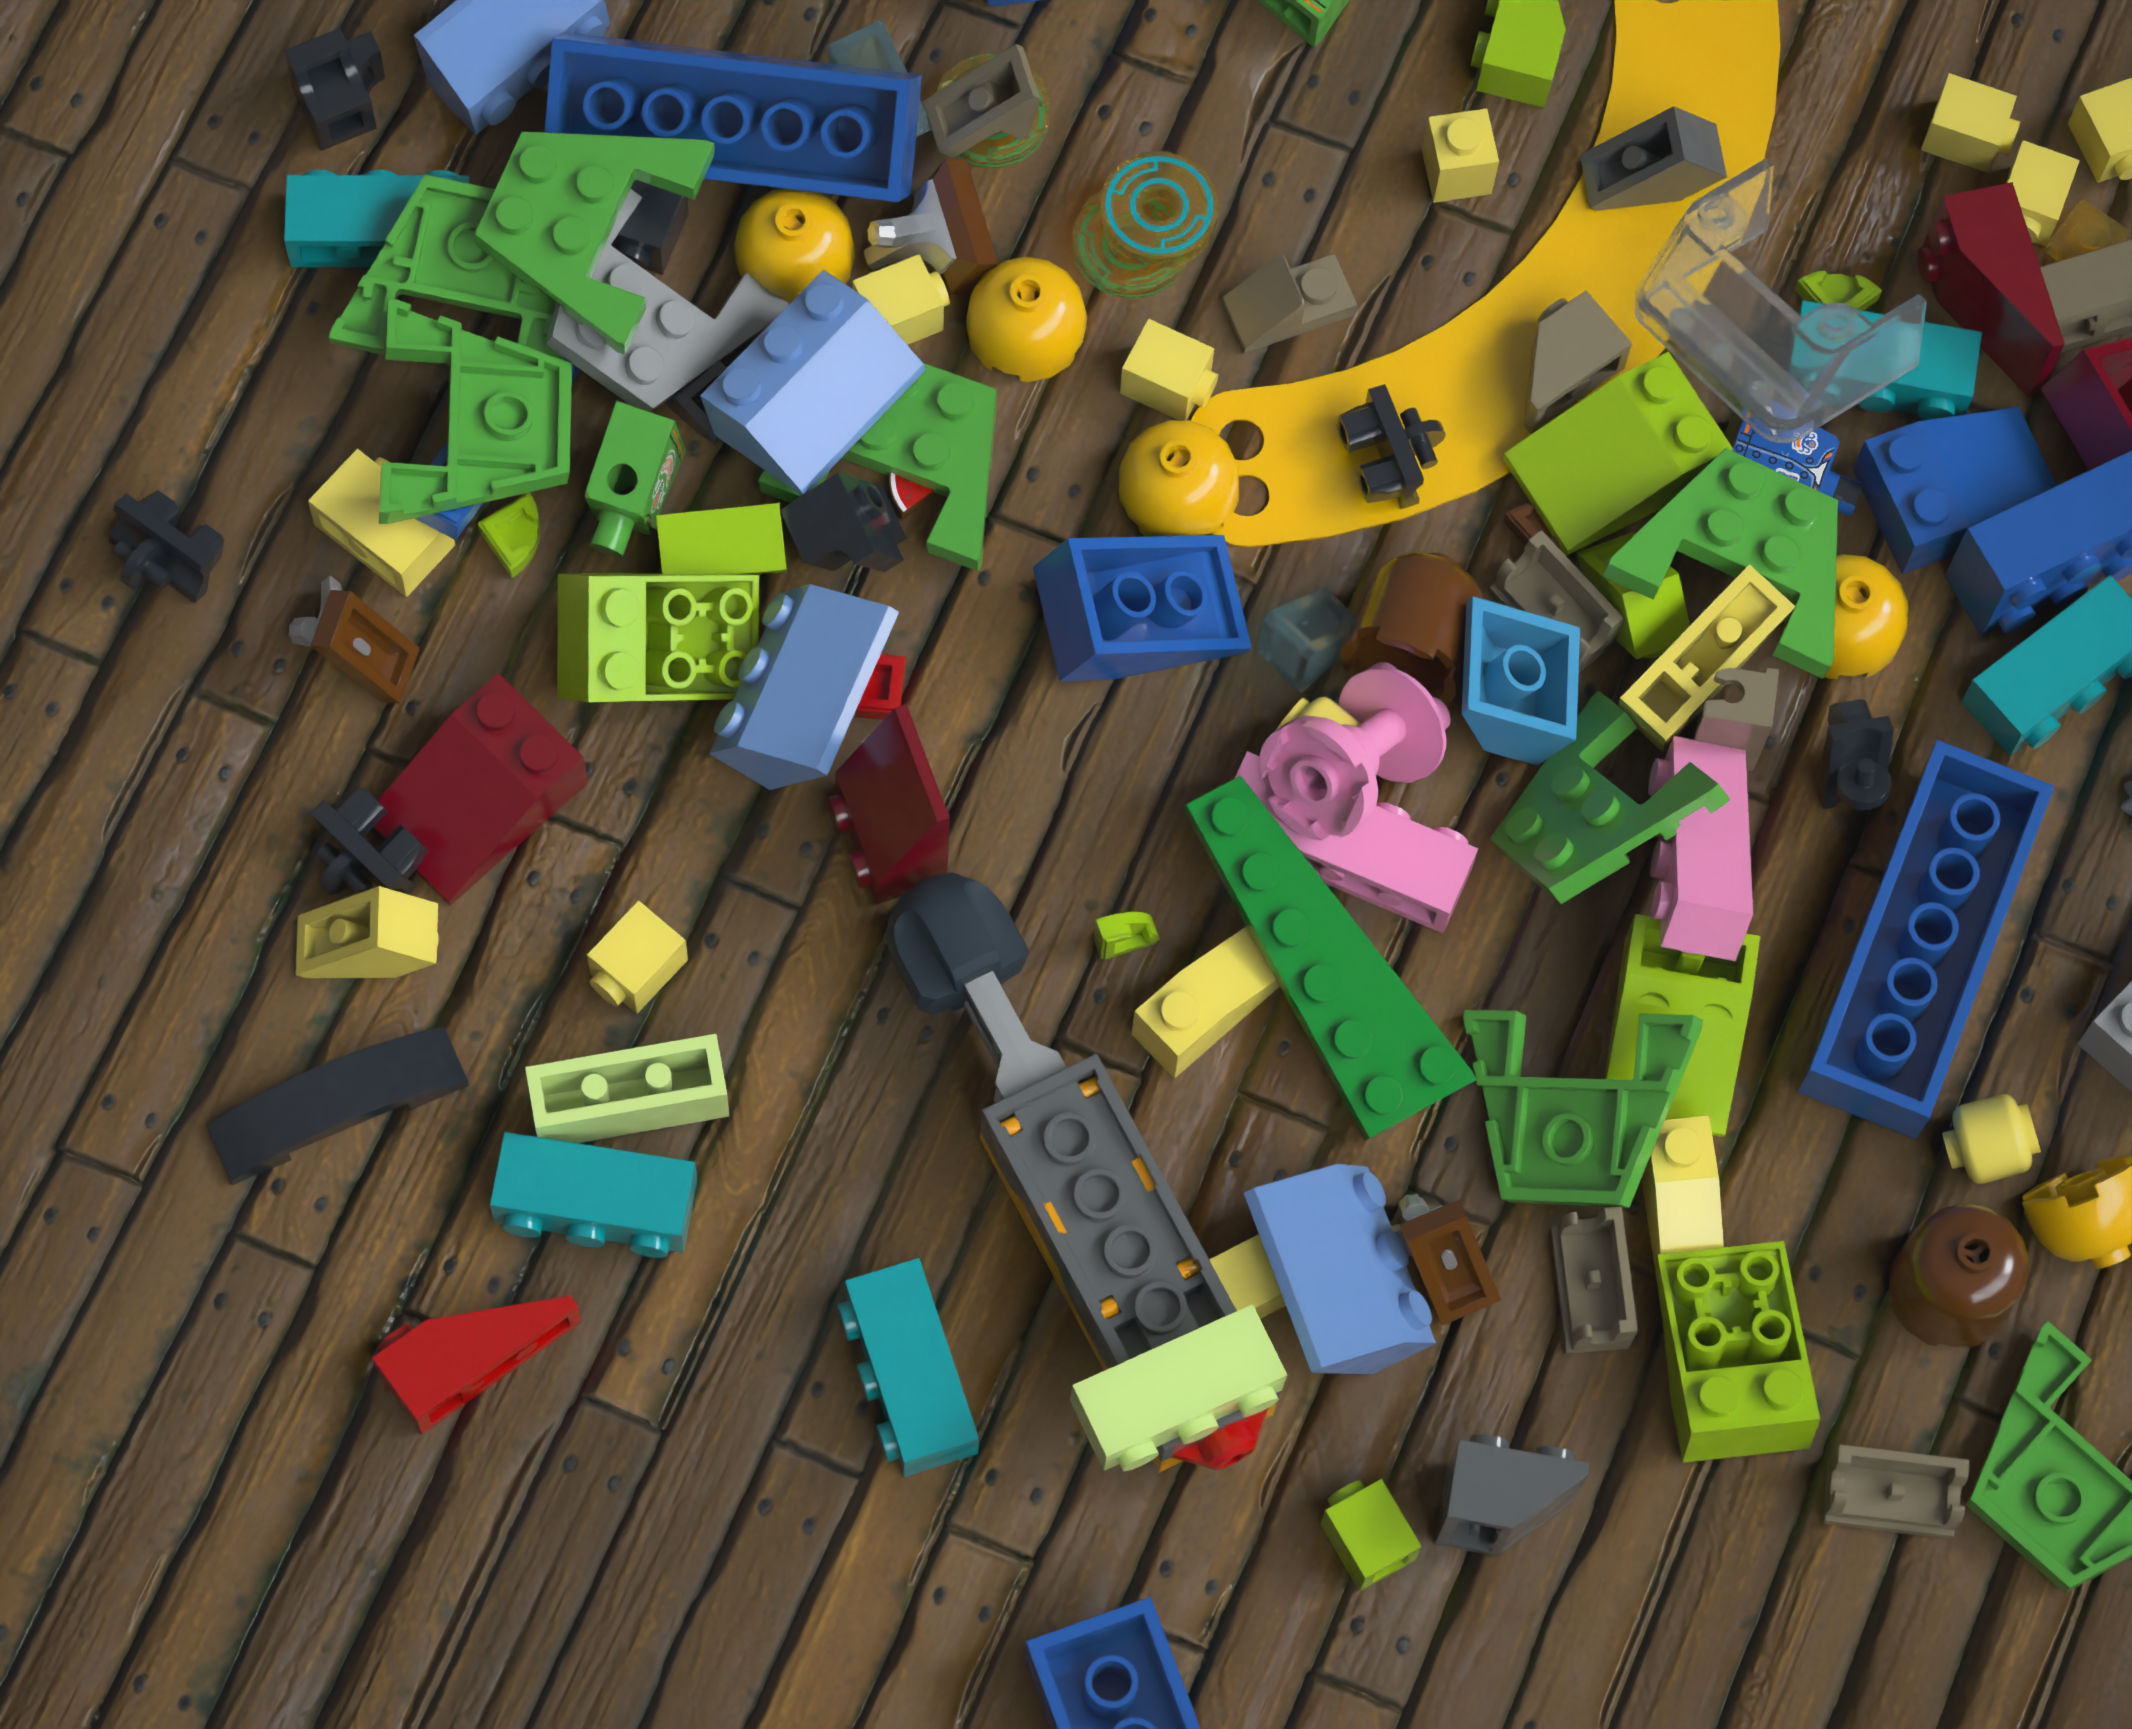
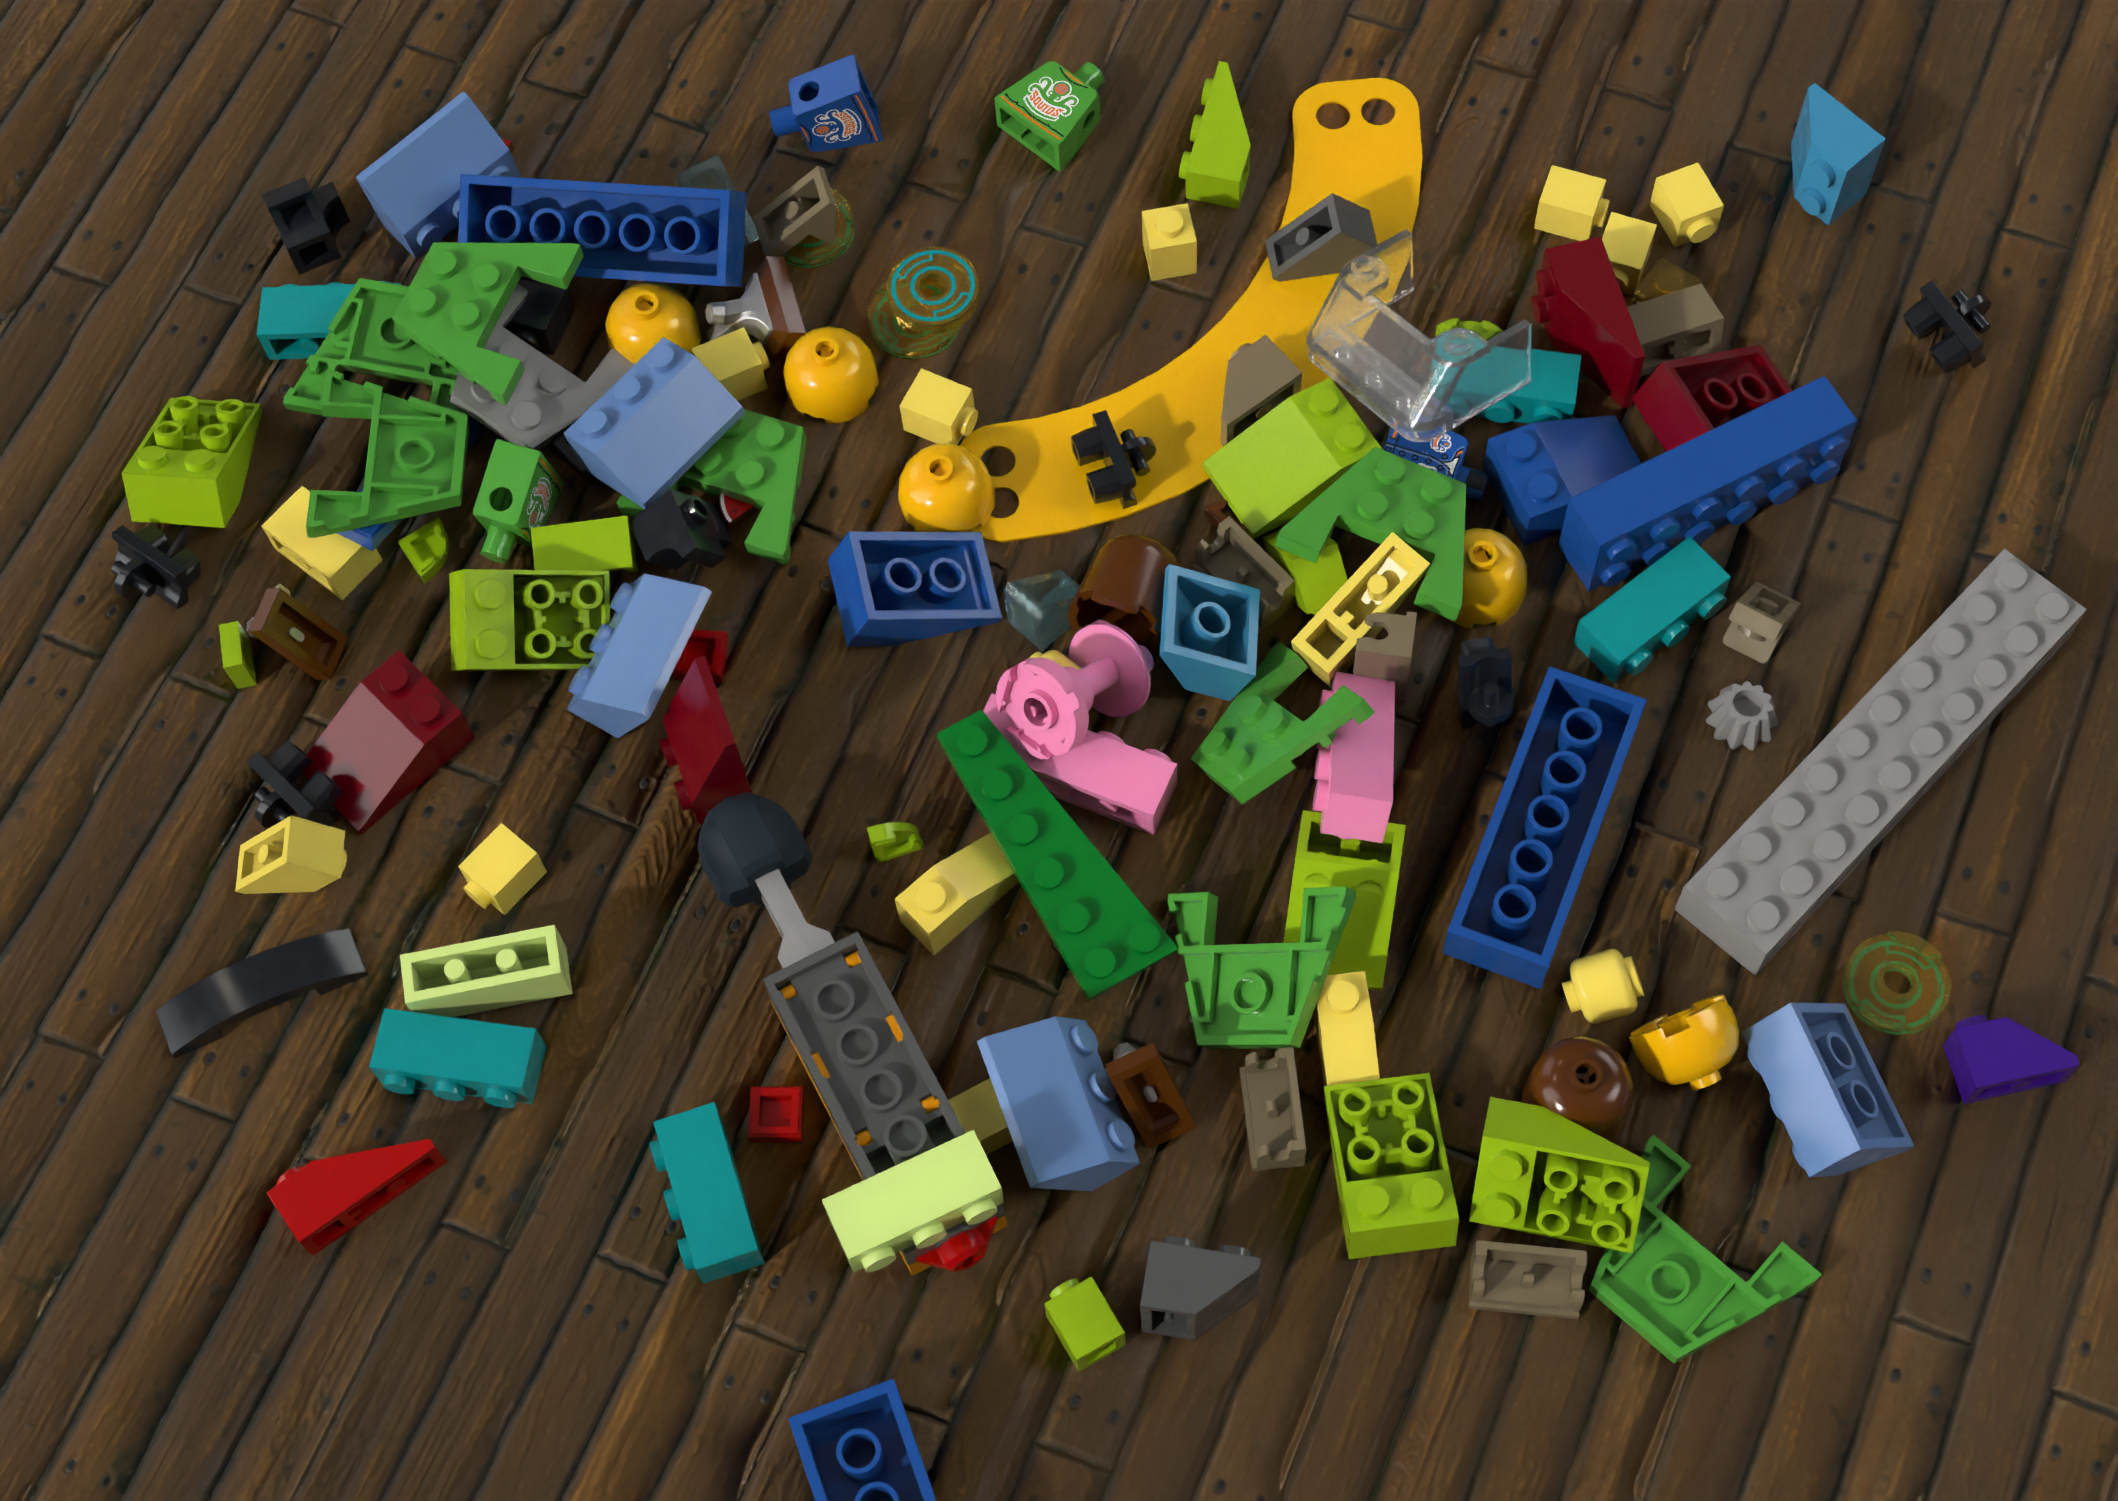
camera: 10 degrees right, 5 degrees down
(206, 407) = (192, 462): none -> lime slope
(282, 668) = (237, 655): none -> lime tile
(987, 1272) = (776, 1114): none -> red tile
(1287, 301) = (1031, 357): dark tan slope -> none
(1934, 1373) = (1556, 1178): none -> lime slope

